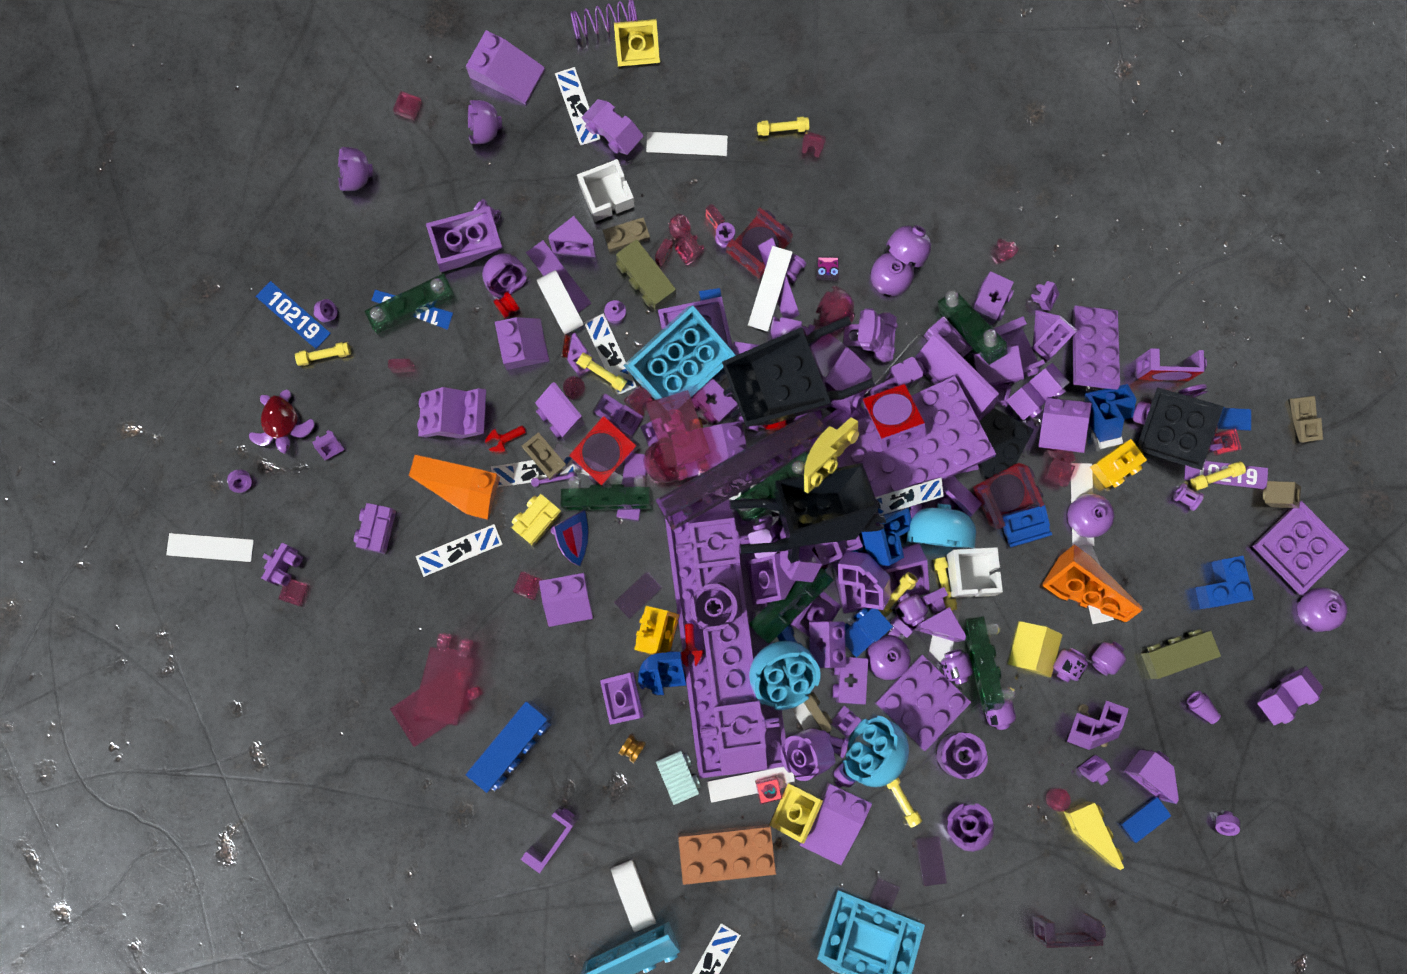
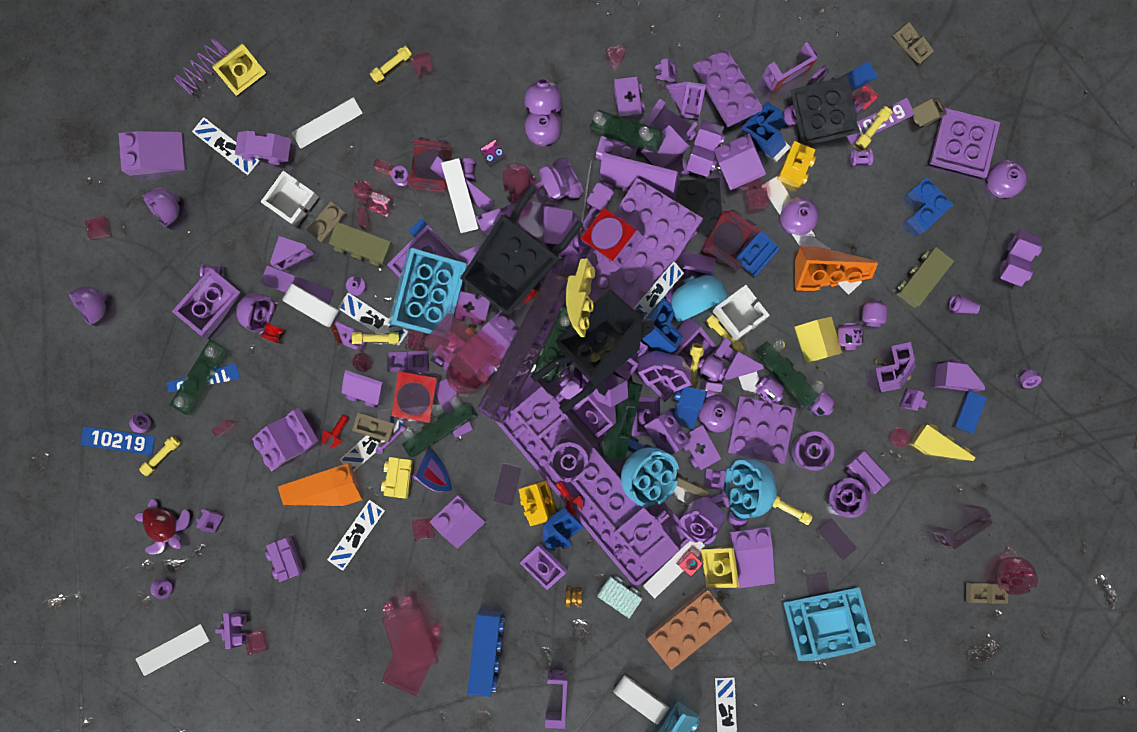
camera: 25 degrees left, 5 degrees up
(521, 342) = (301, 353): medium lavender slope -> none
(1005, 812) = (867, 472): none -> medium lavender brick

